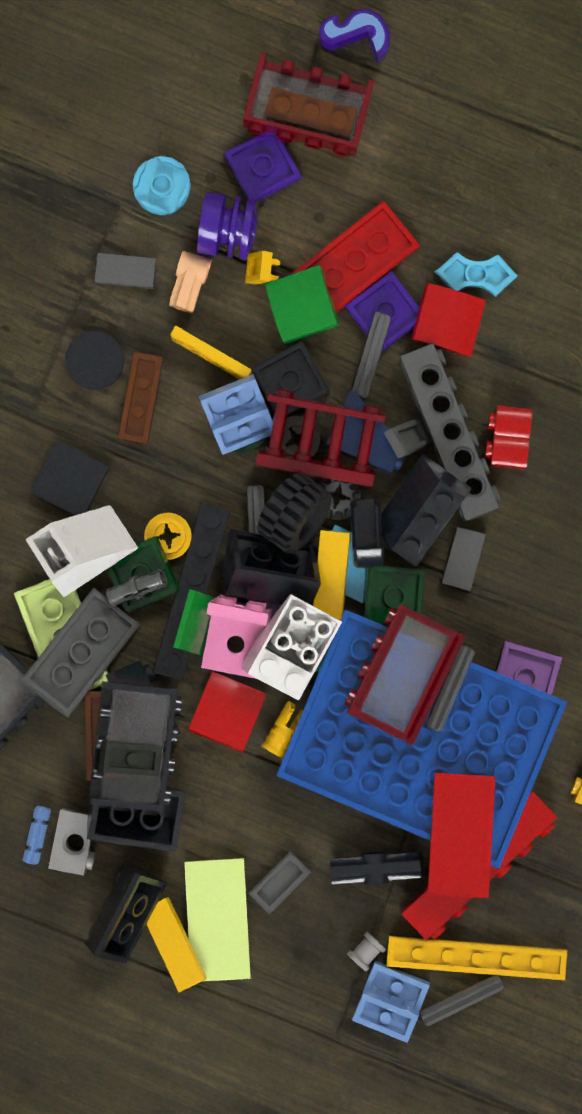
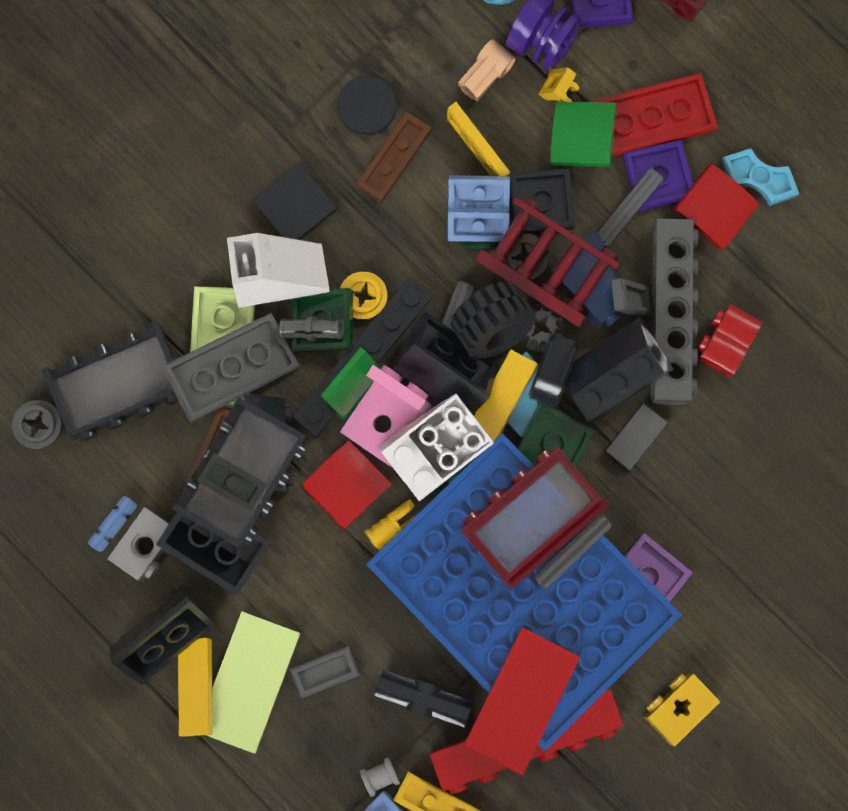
camera: 25 degrees right, 5 degrees down
(125, 270) = (431, 37): dark grey tile -> none

